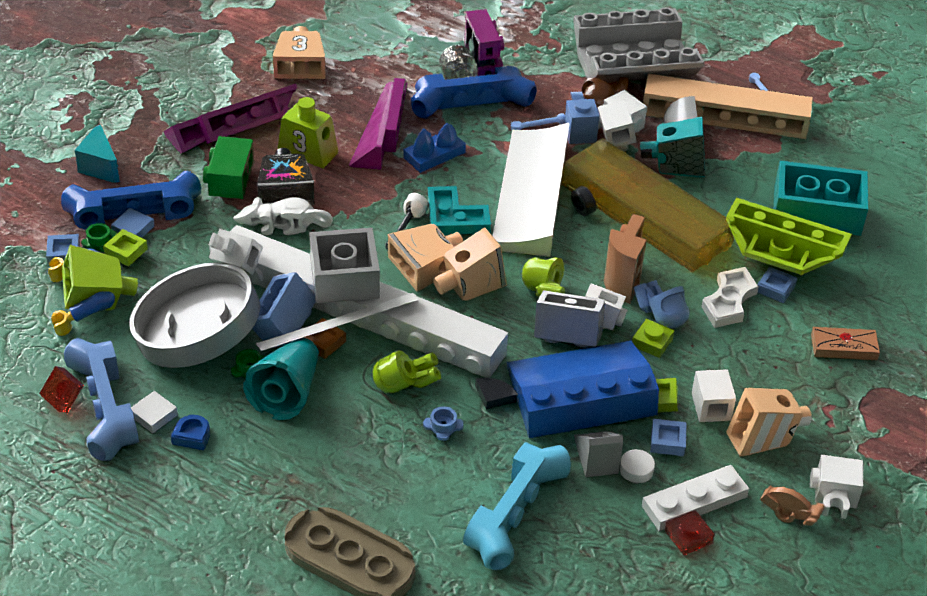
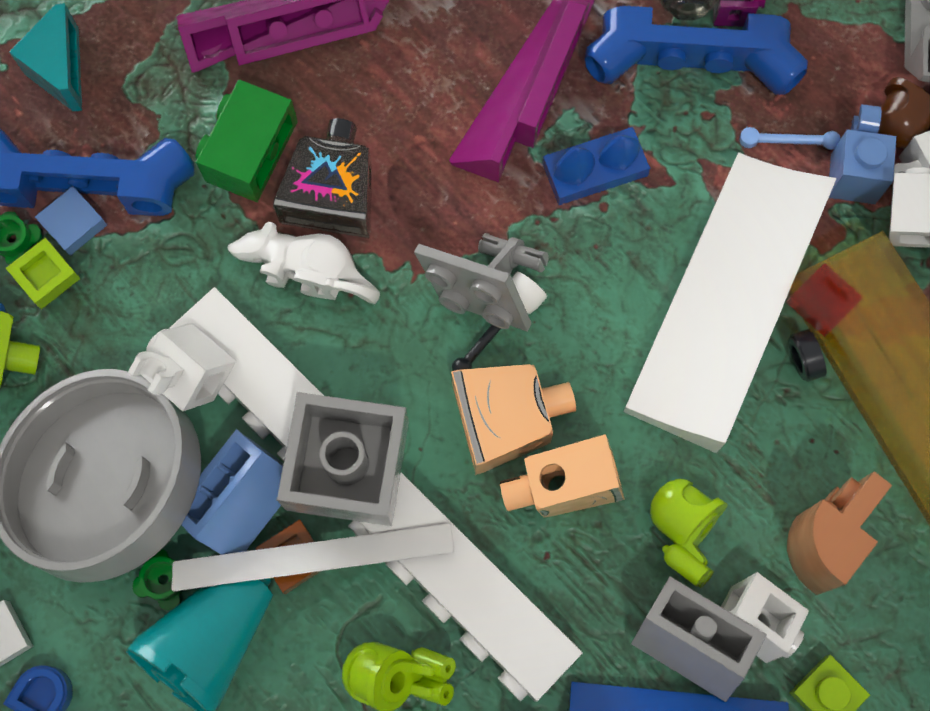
camera: 20 degrees right, 30 degrees up
(309, 133) = (386, 92): lime torso -> none
(388, 194) = (482, 288): none -> light grey plate
(452, 217) = (573, 336): teal plate -> none
(582, 167) = (824, 299): none -> clear red tile
(667, 307) = (873, 644): medium blue piece -> none

